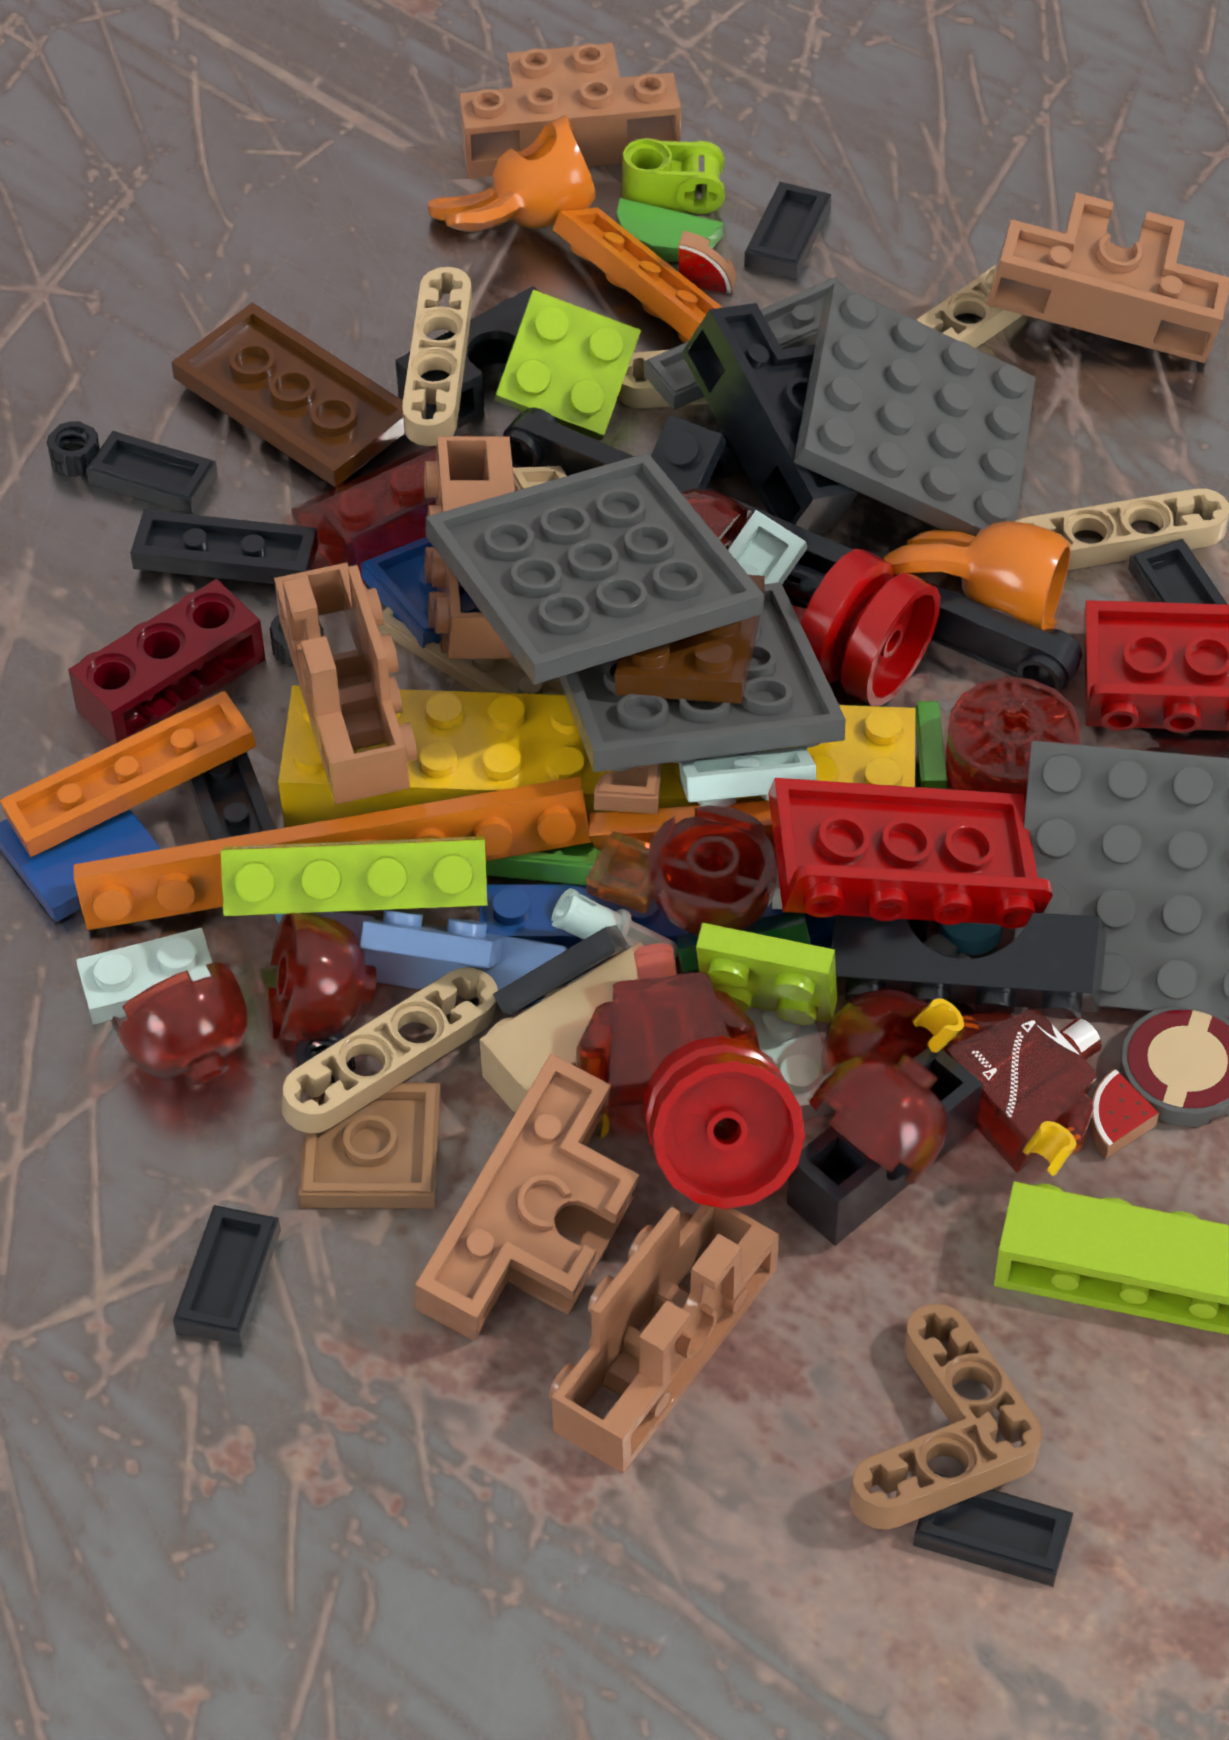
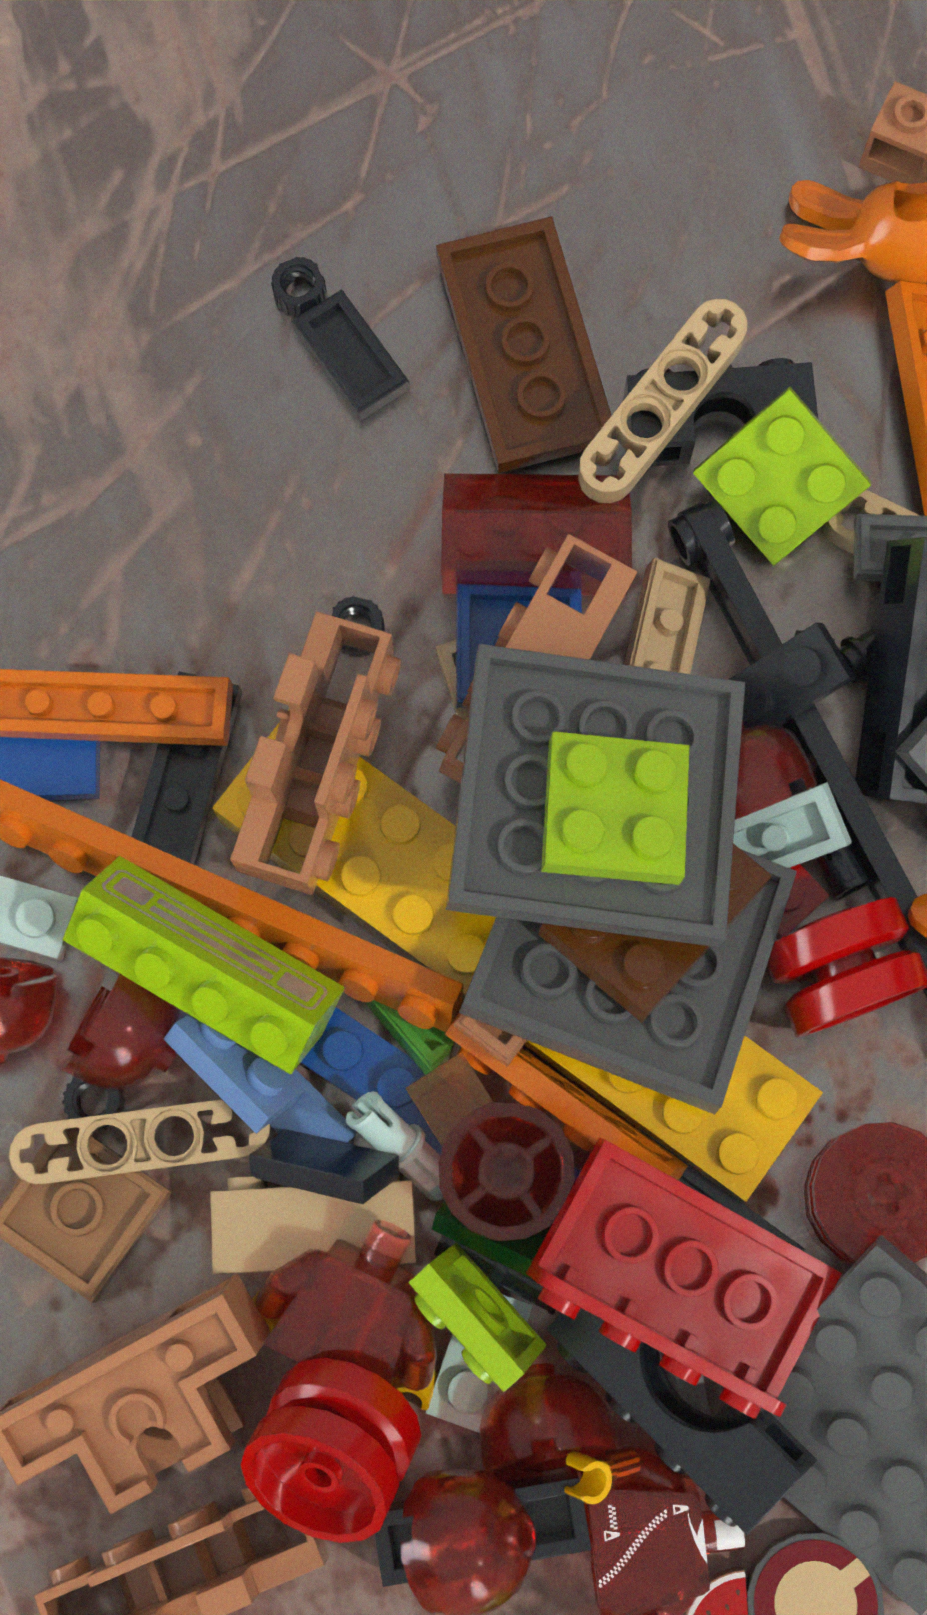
camera: 35 degrees right, 25 degrees up
(167, 663) = (246, 611): dark red brick -> none
(222, 547) = (353, 489): black plate -> none
(615, 553) = (616, 808): none -> lime plate
(724, 778) = (603, 1100): light aqua plate -> none
(930, 766) = (813, 1132): bright green tile -> none

